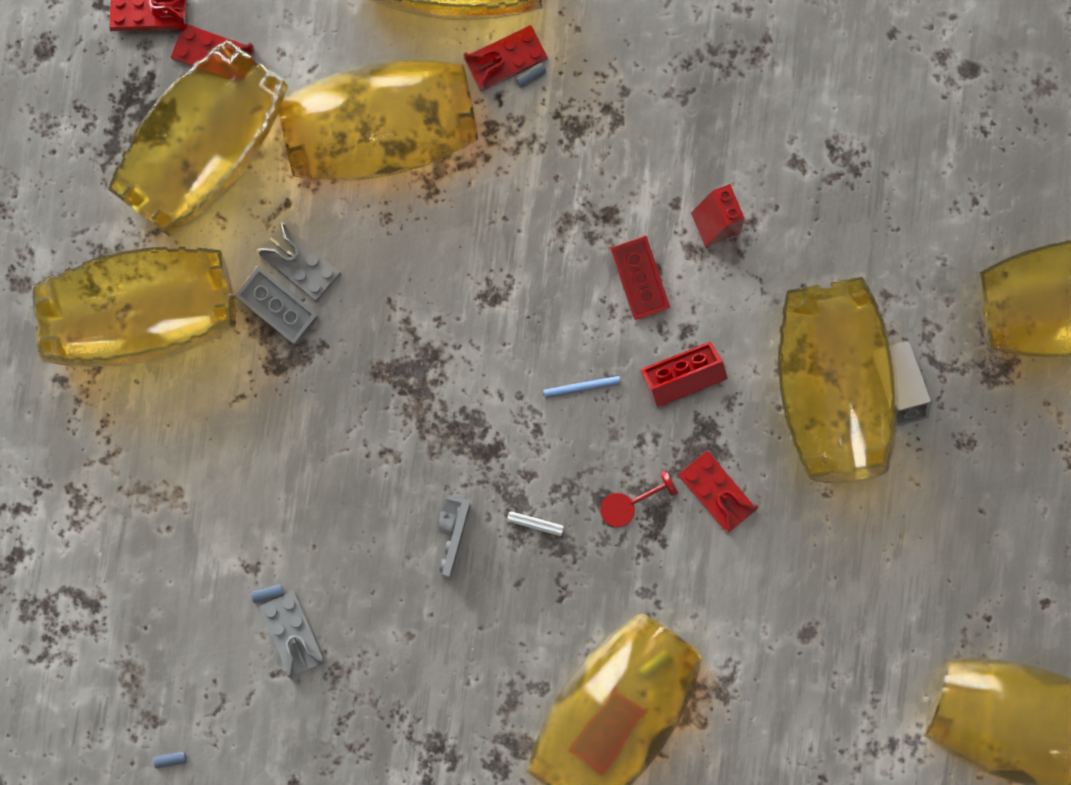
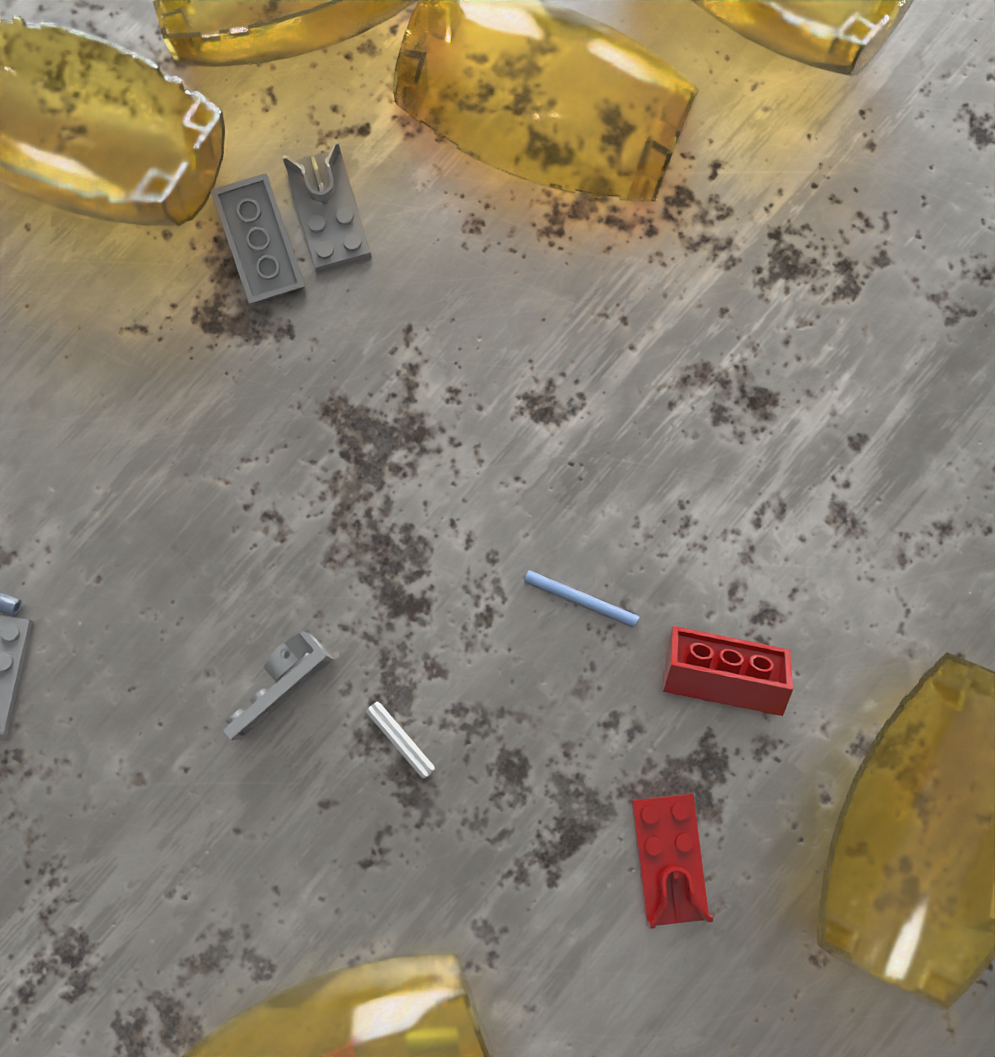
camera: 30 degrees right, 0 degrees up
(505, 58) = (756, 122): red plate -> none
(530, 74) = (775, 162): sand blue axle -> none
(619, 509) = (524, 795): red piece -> none
(639, 277) = (751, 505): red plate -> none
(718, 216) = (913, 491): red slope -> none

